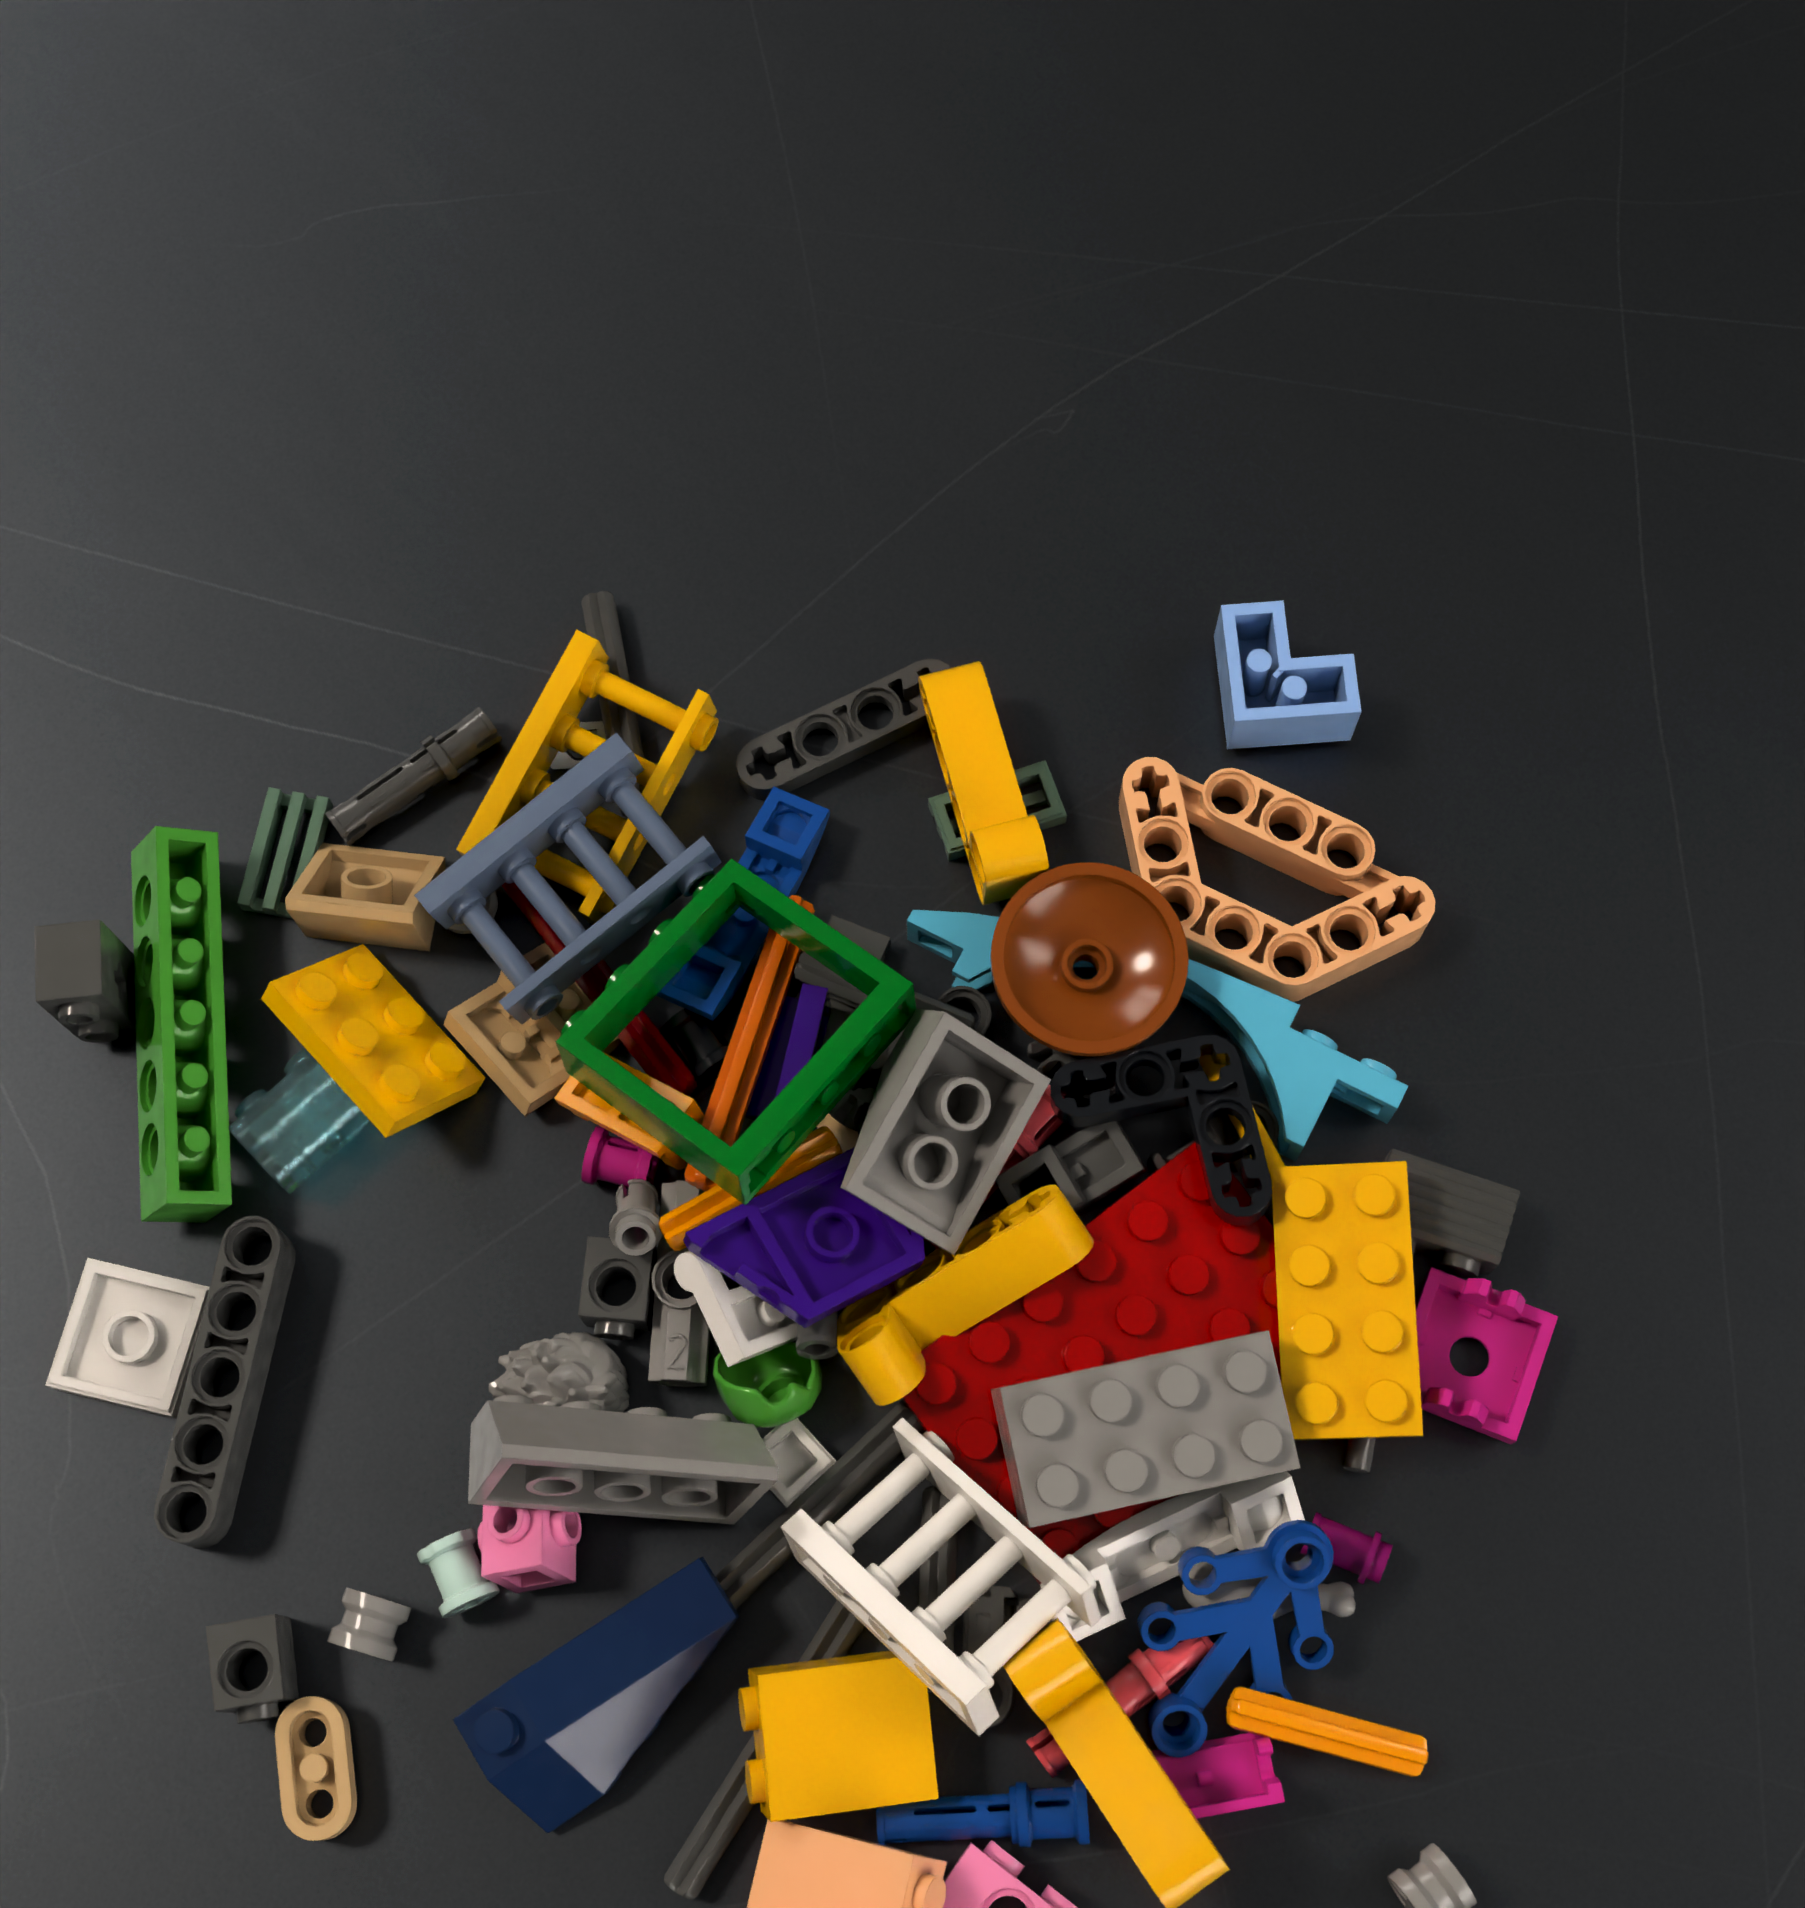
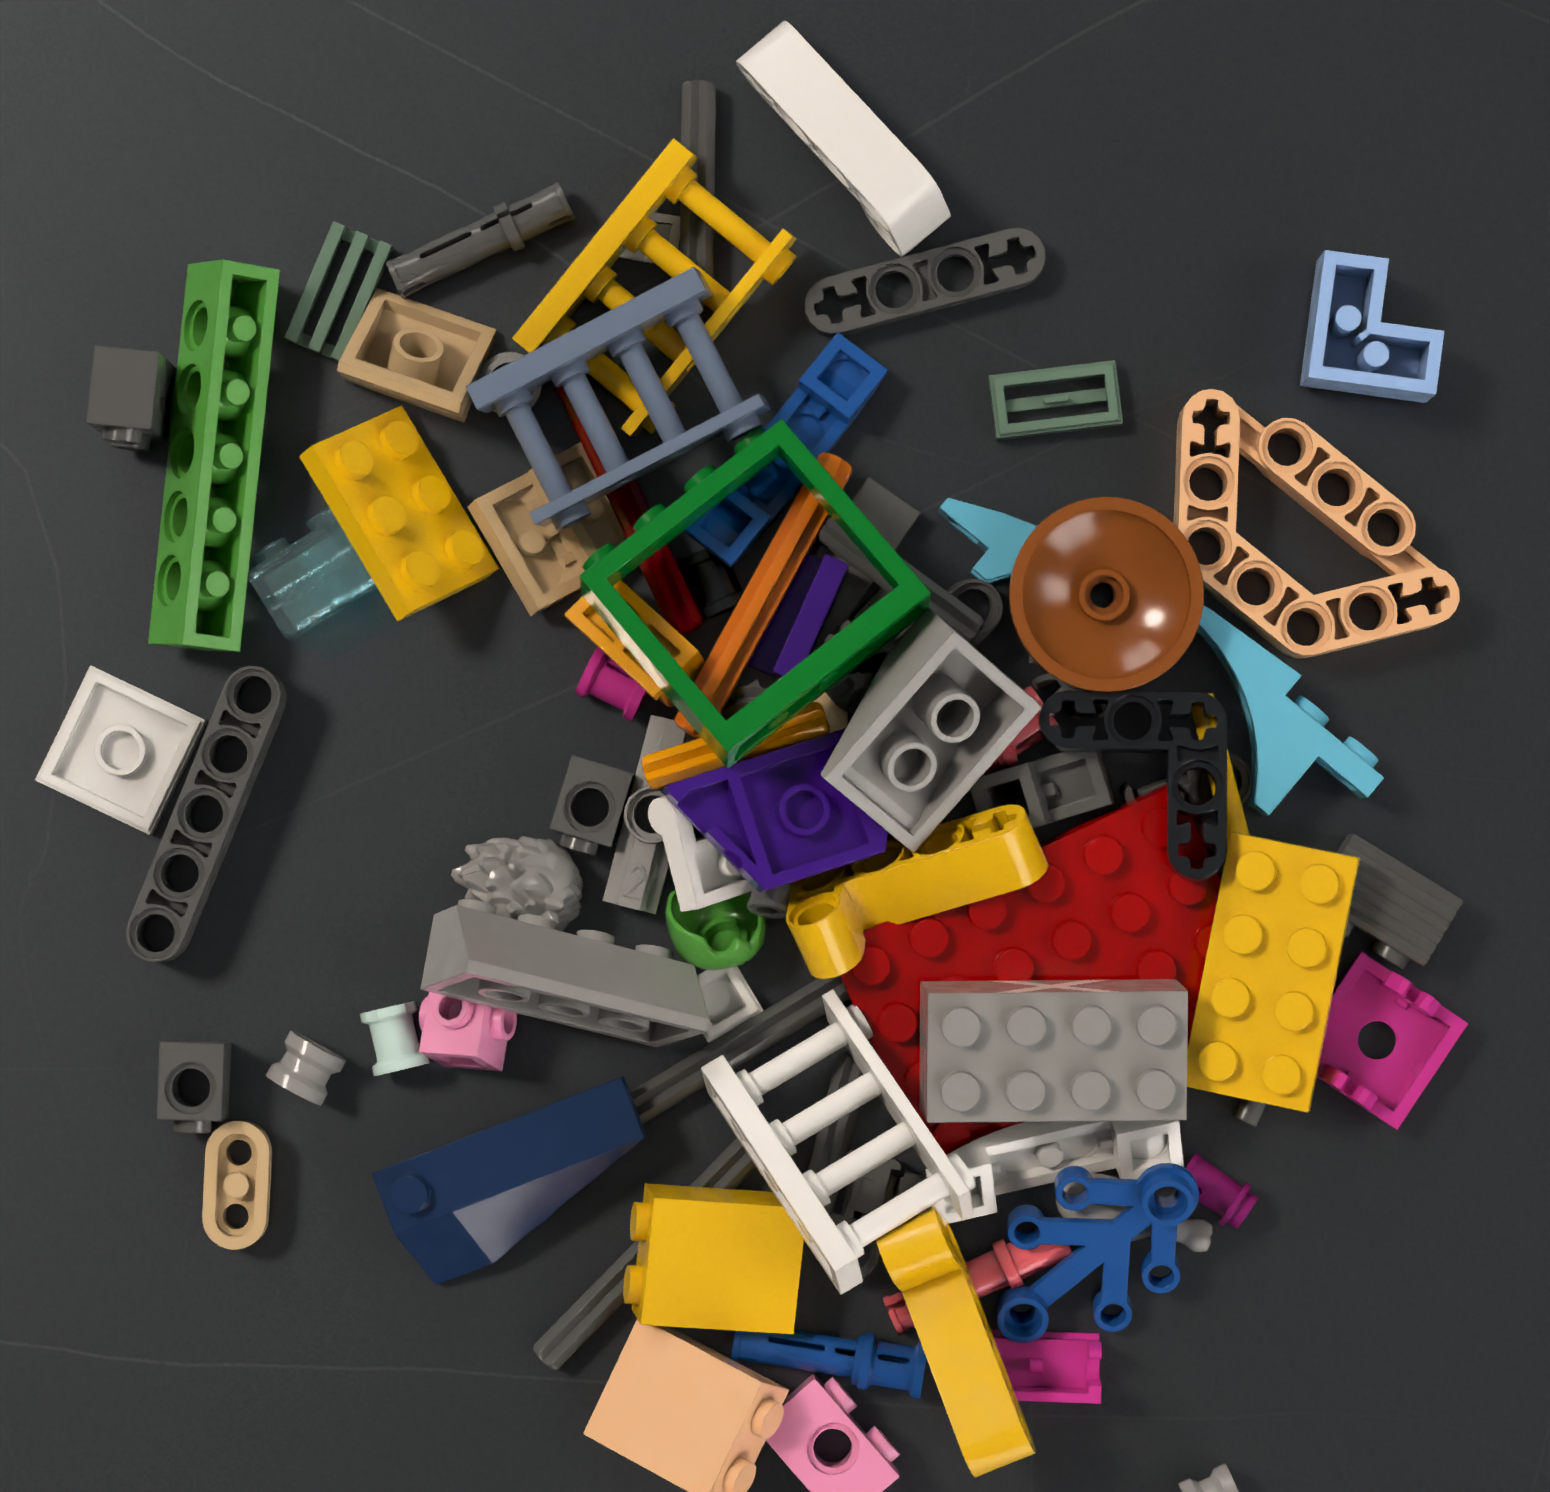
camera: 10 degrees right, 15 degrees up
(635, 1224) = (619, 756): light grey pin -> none
(750, 609) = (846, 137): none -> white beam
(997, 834) = (1044, 379): yellow beam -> none
(1326, 1731) = (1155, 1348): light orange axle -> none

